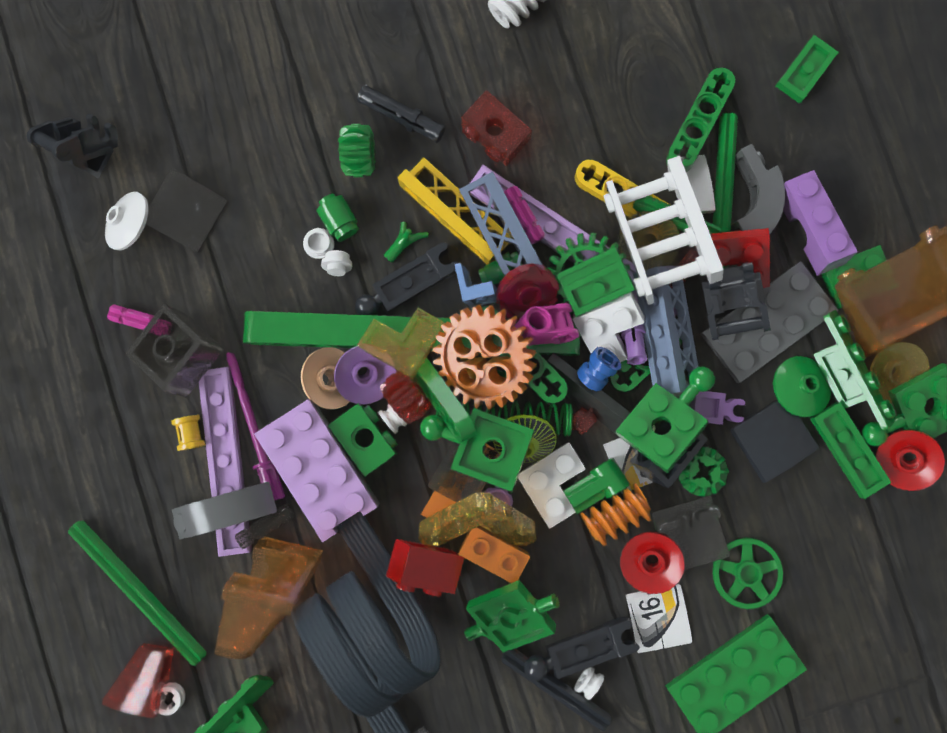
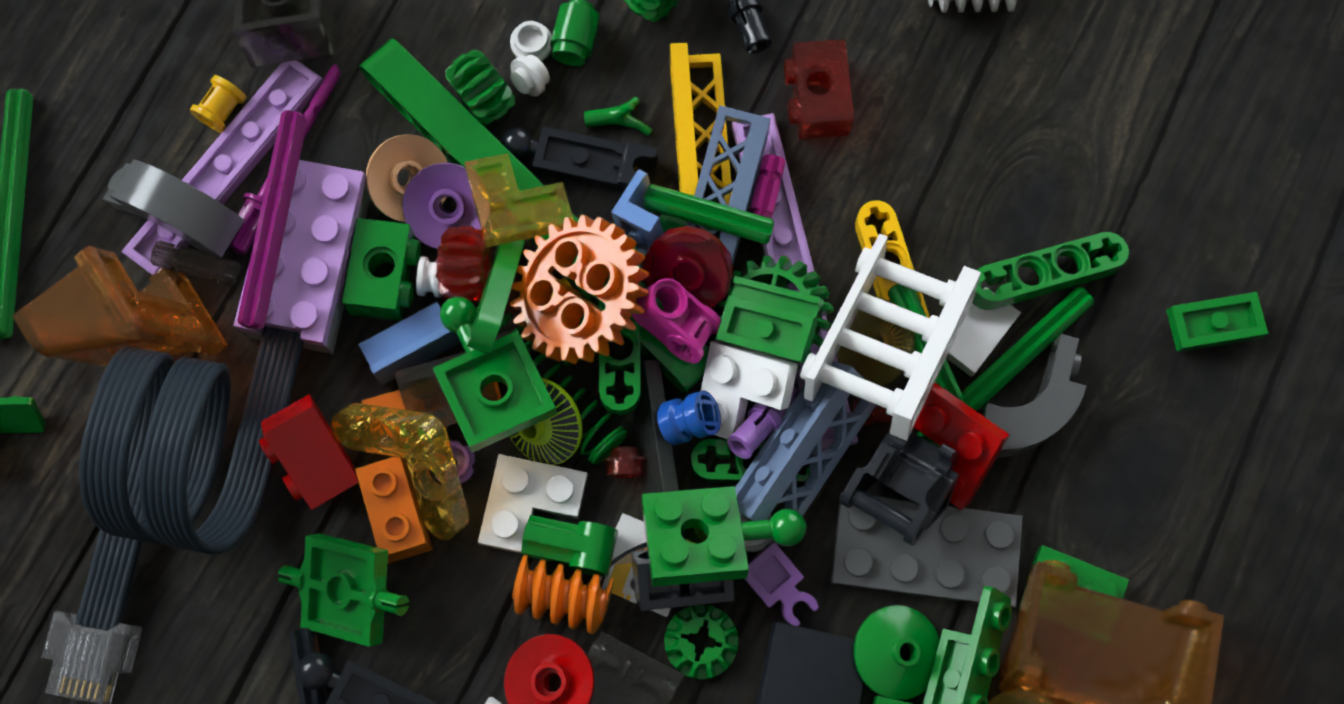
camera: 40 degrees right, 10 degrees down
(289, 470) = (272, 220): none -> magenta axle
(319, 294) = (480, 87): none -> green gear
(413, 463) = (408, 343): none -> medium blue panel
(510, 253) = (708, 213): none -> green axle
(827, 238) = (1070, 507): medium lavender arch -> none

